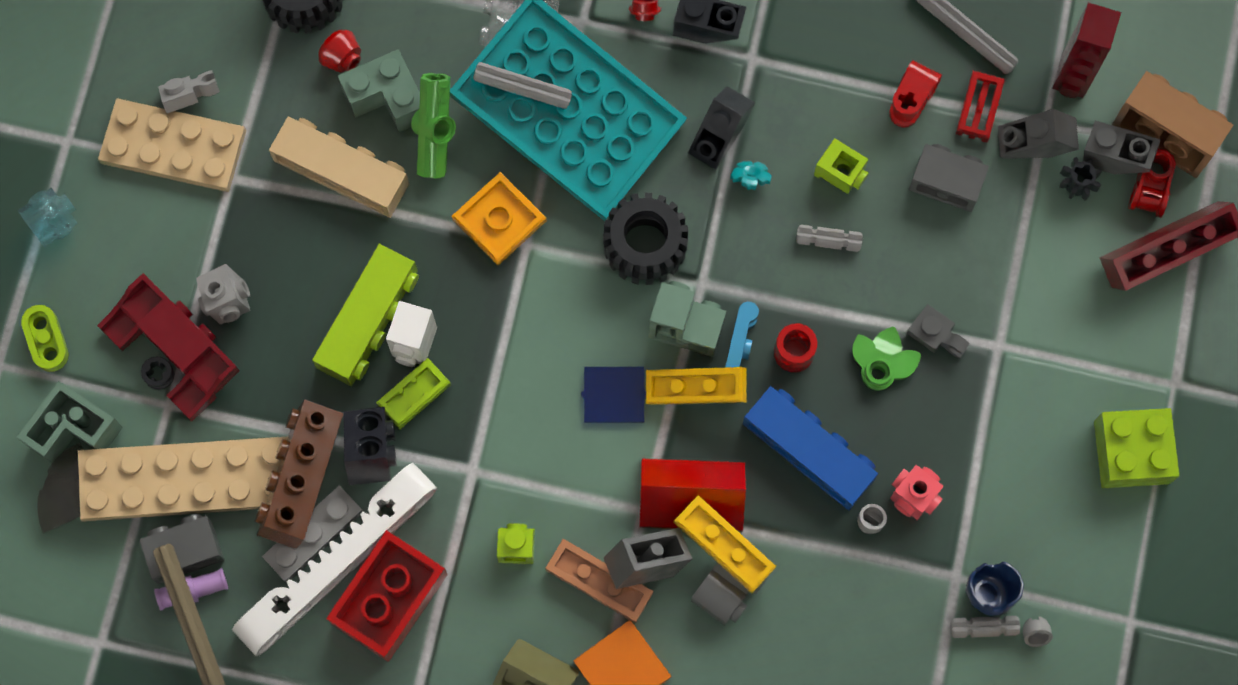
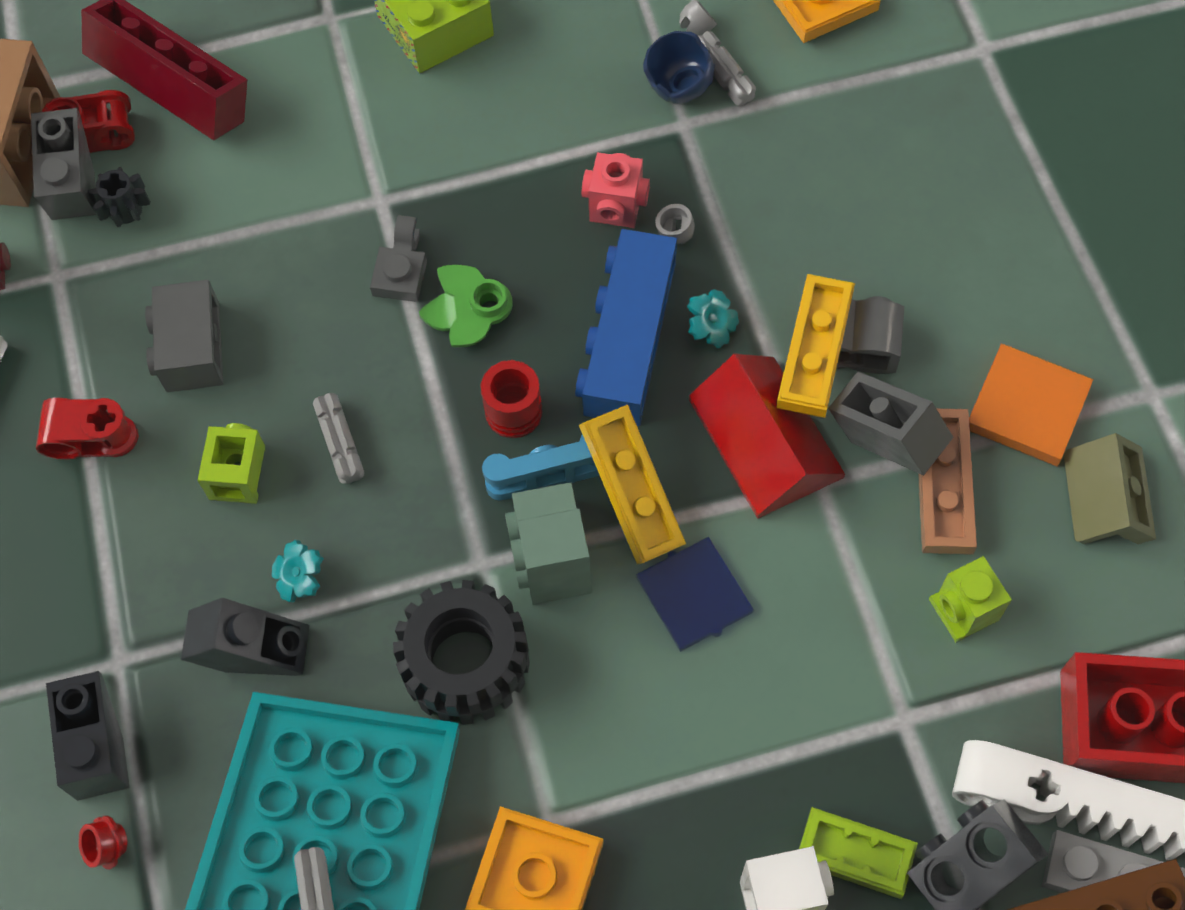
camera: 115 degrees left, 10 degrees down
(789, 504) = (712, 318): none -> teal plant
(973, 131) = (67, 359): red tile -> none
(1039, 136) = (83, 265): dark grey slope -> none

